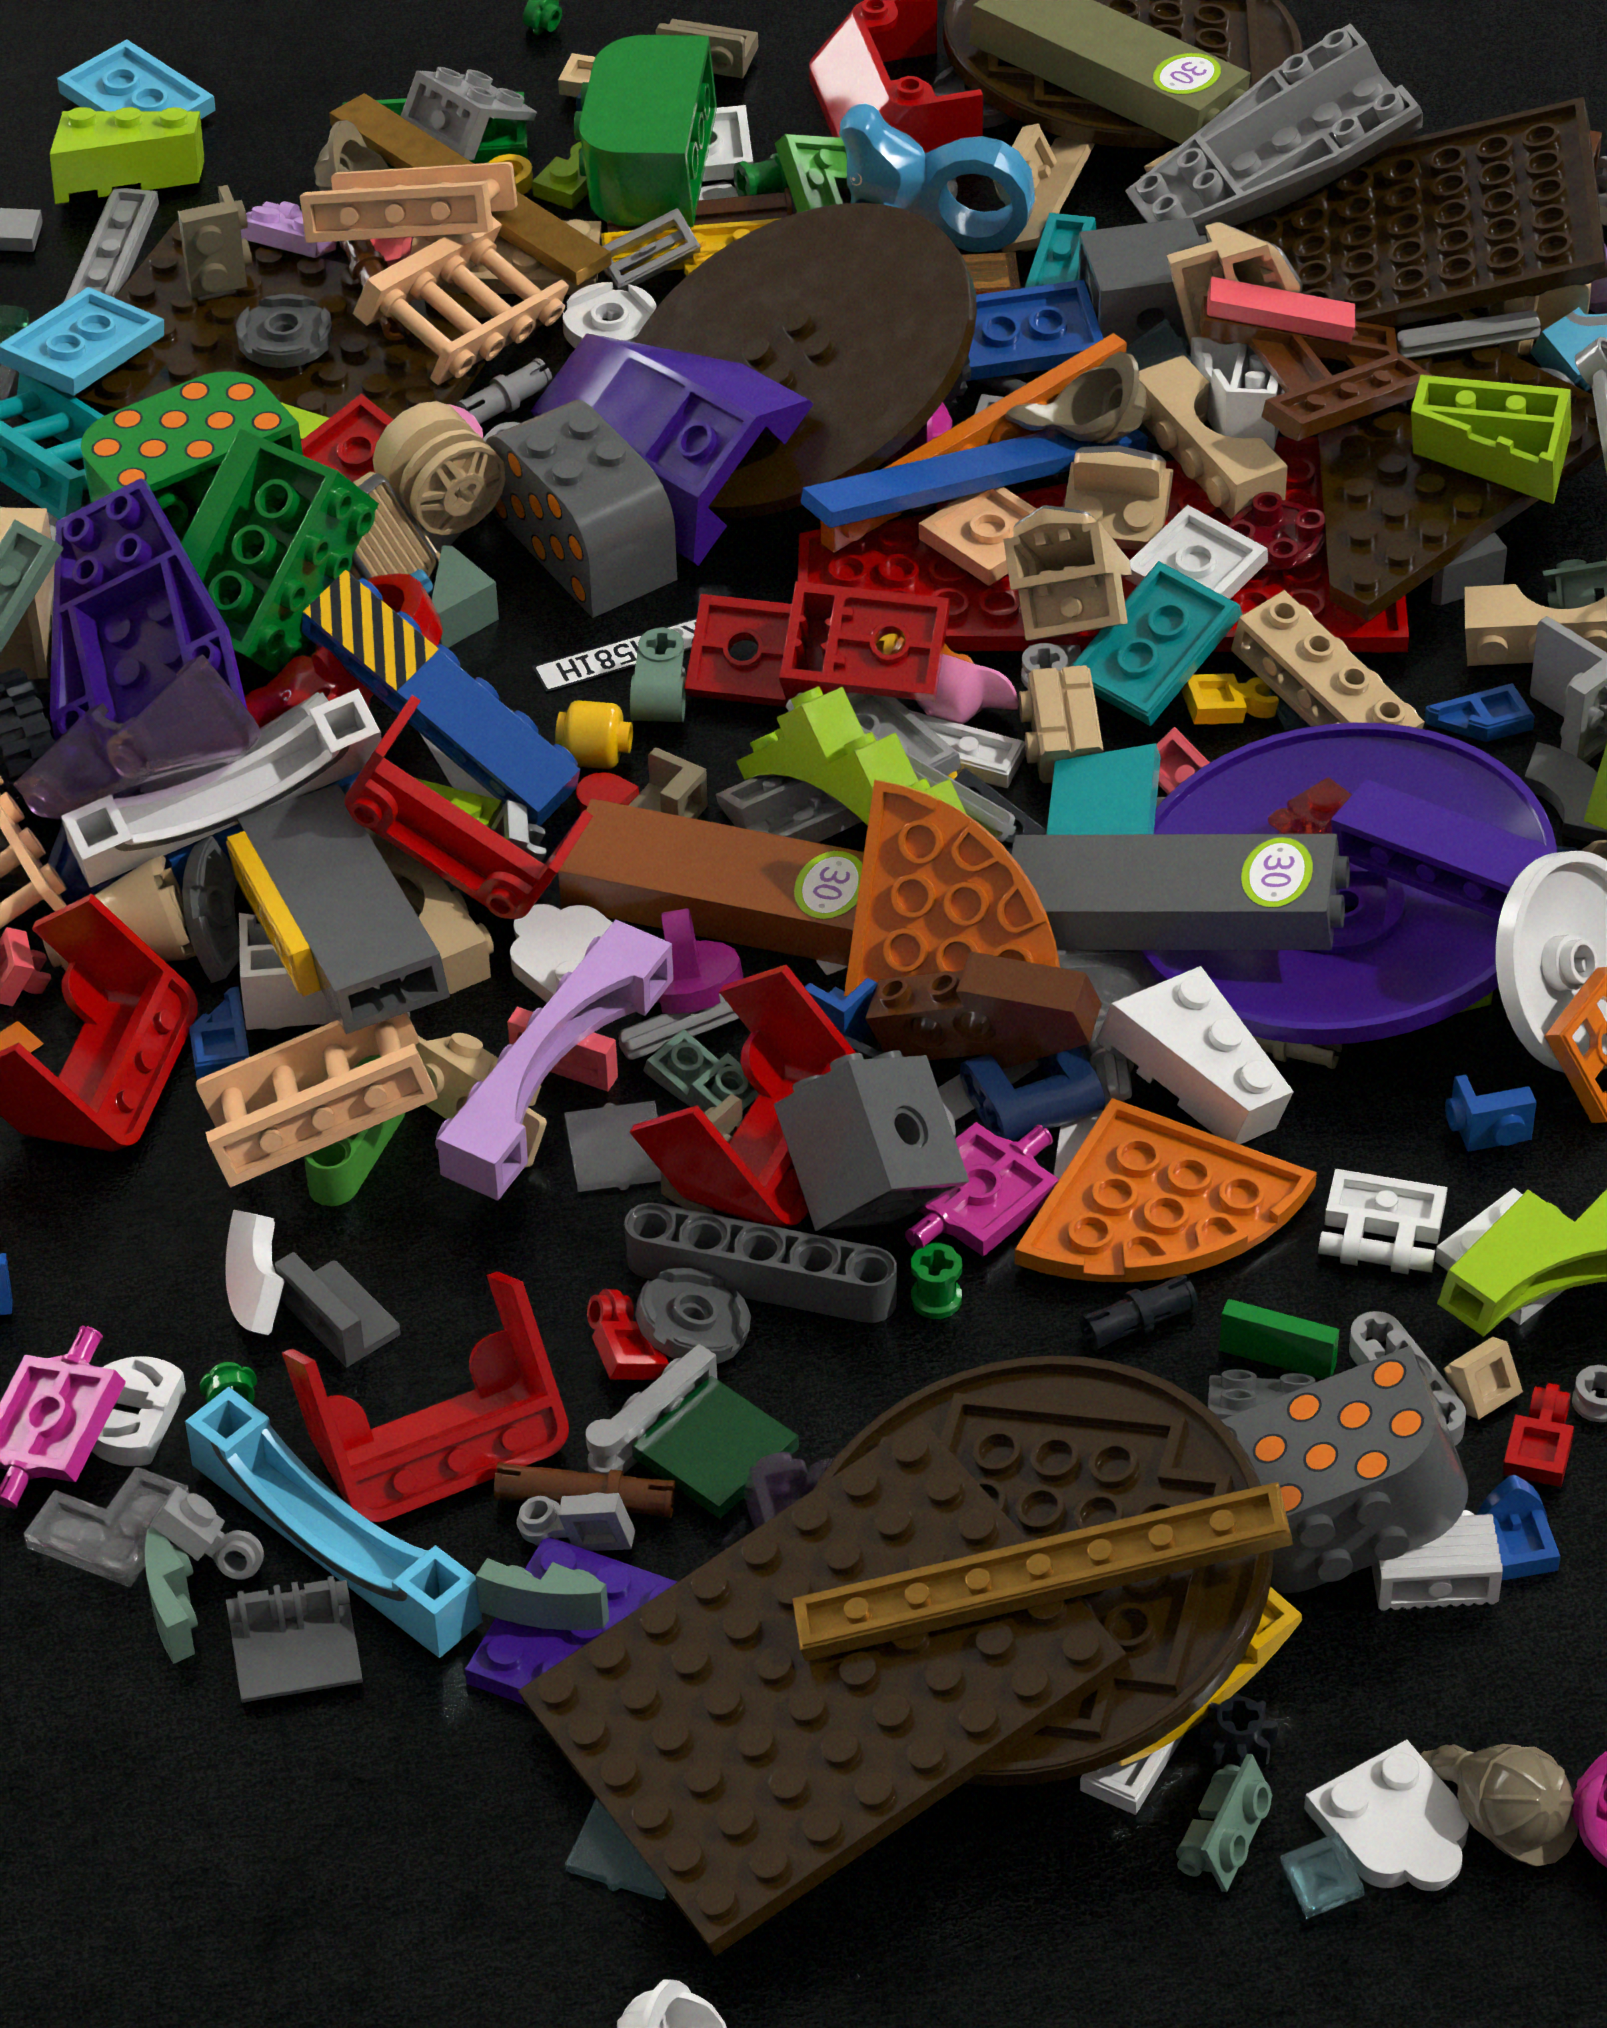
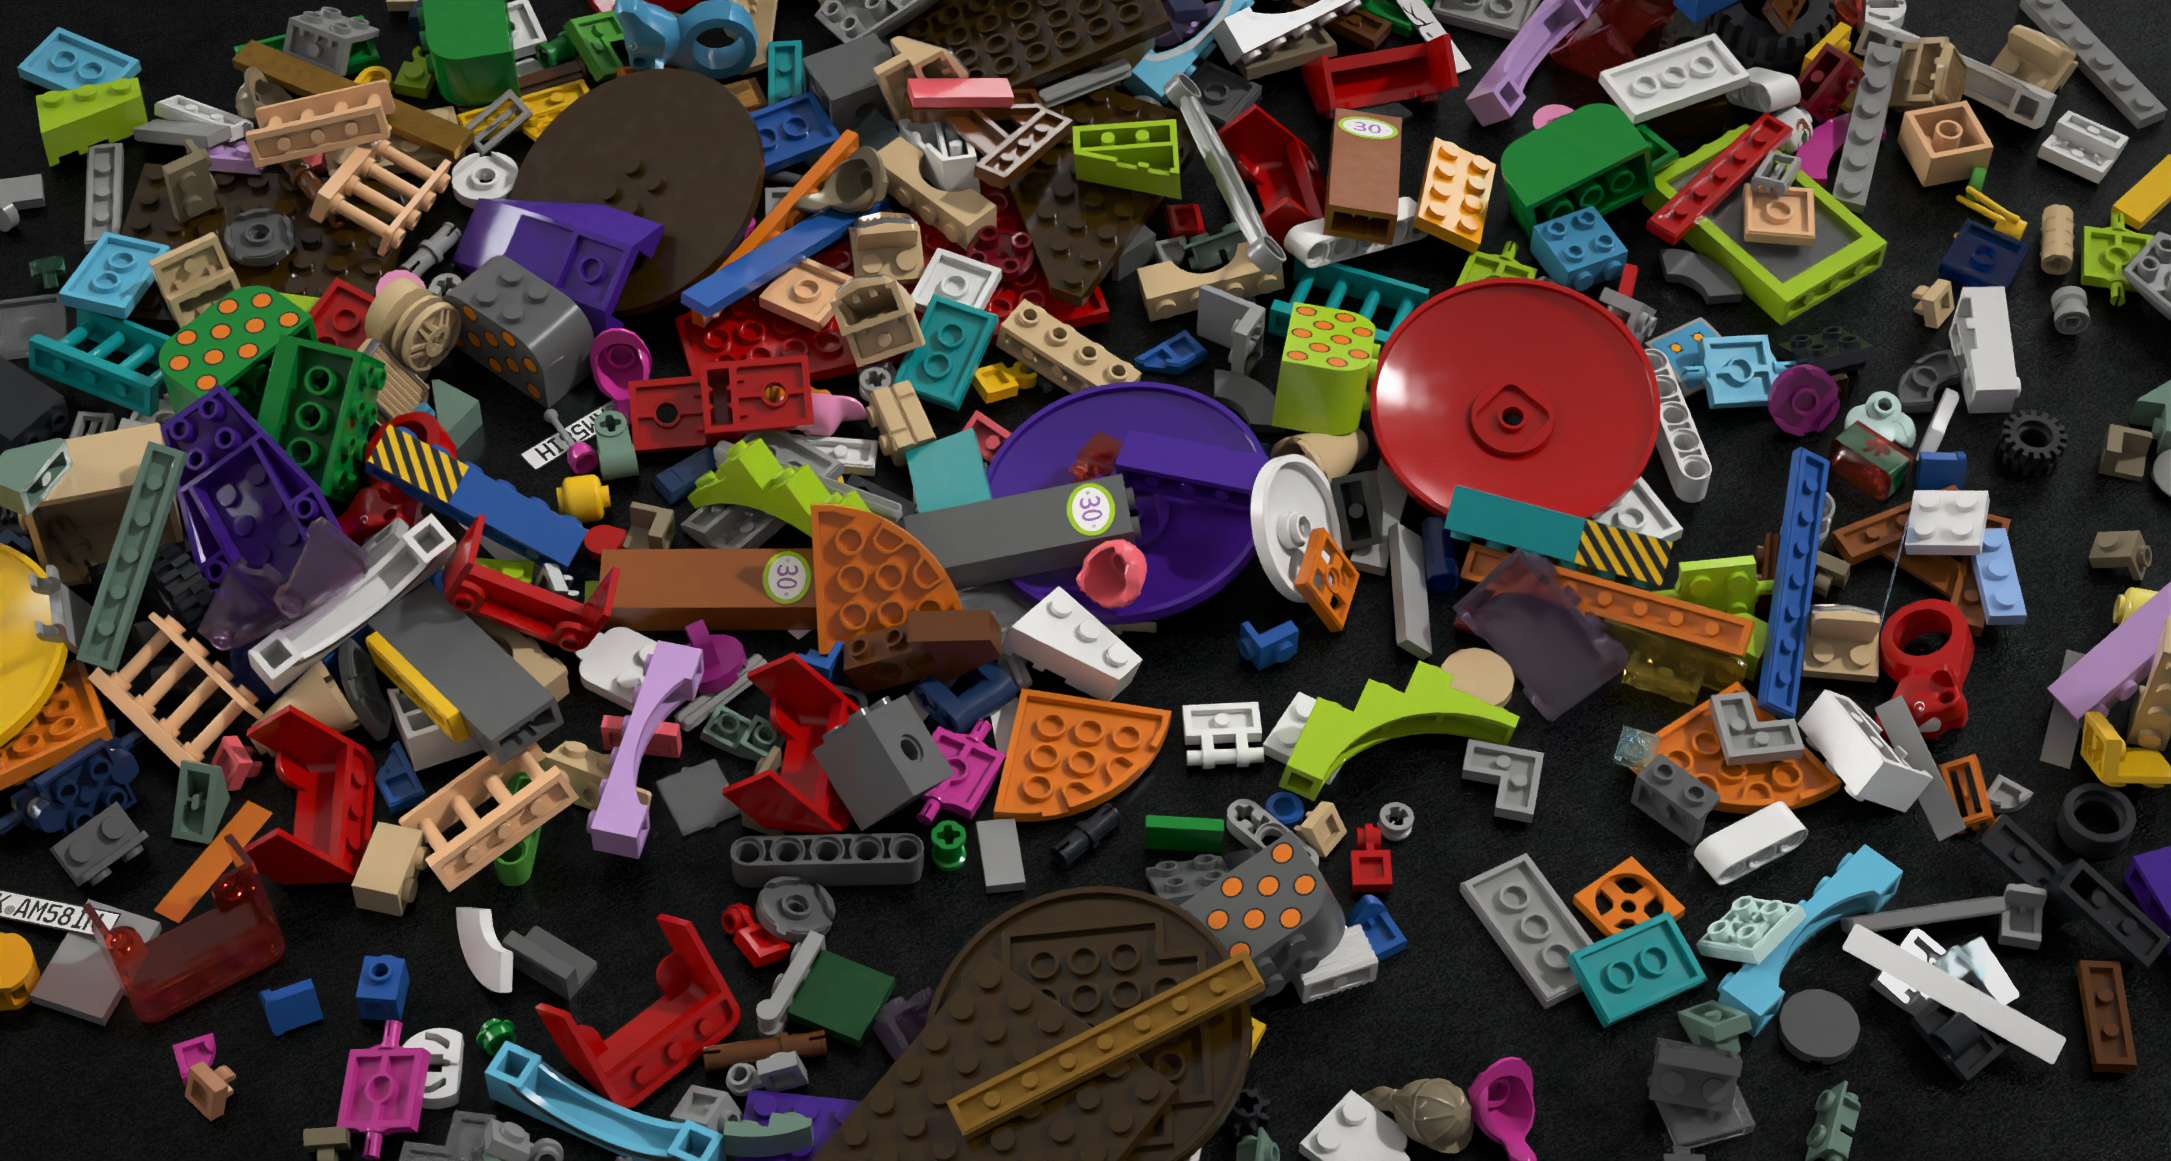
camera: 20 degrees left, 5 degrees up
(100, 1289) = (382, 988): none -> blue brick
(163, 1143) = (390, 869): none -> tan brick
(173, 348) = (194, 277): none -> tan piece
(253, 193) = (176, 132): none -> light grey tile
(263, 175) = (189, 110): none -> white tile
(475, 1539) = (707, 1108): none -> light grey bracket
(610, 680) = (580, 455): none -> dark pink hinge
(698, 562) = (616, 359): none -> dark pink piece
(731, 738) = (680, 479): none -> dark blue tile
(1007, 1311) = (1000, 855): none -> light grey tile
(1282, 964) = (1113, 574): none -> coral hair
(1441, 1340) = (1286, 809): none -> blue tile
(1528, 578) = (1170, 249): none -> light grey tile
(1557, 541) = (1183, 220): none -> red tile

